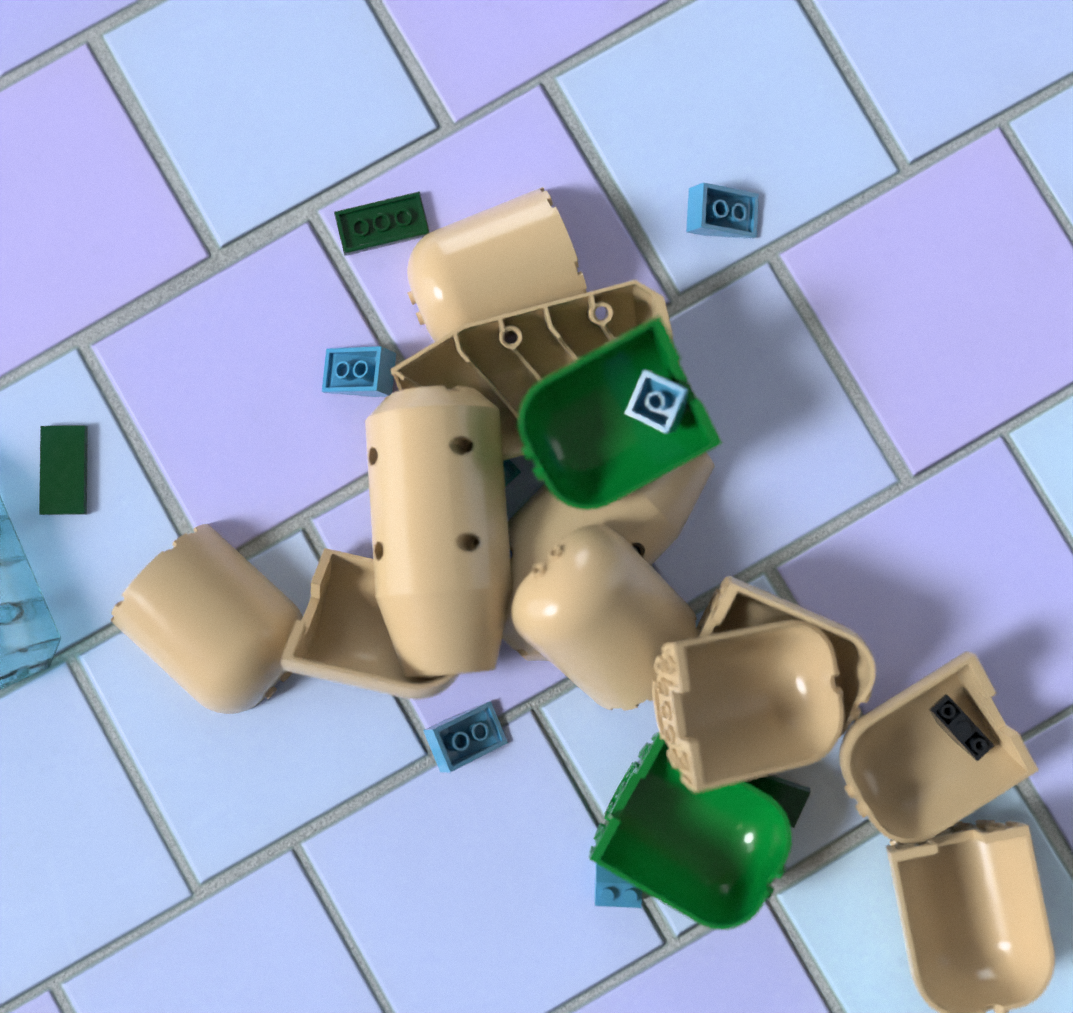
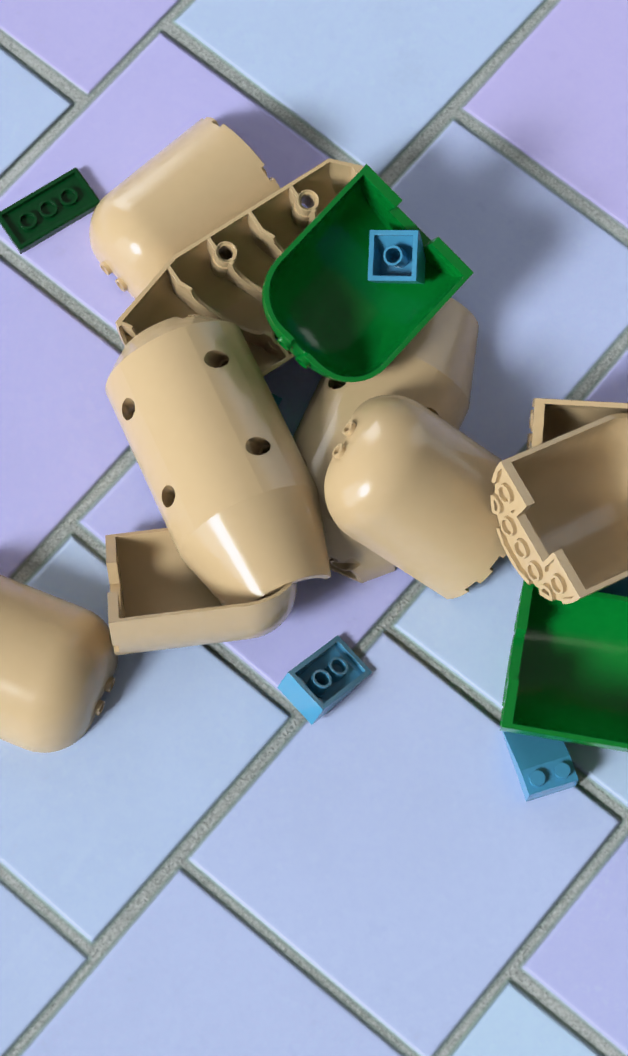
camera: 25 degrees left, 15 degrees down
(359, 371) = (76, 355): dark azure slope -> none
(722, 211) = (388, 86): dark azure slope -> none

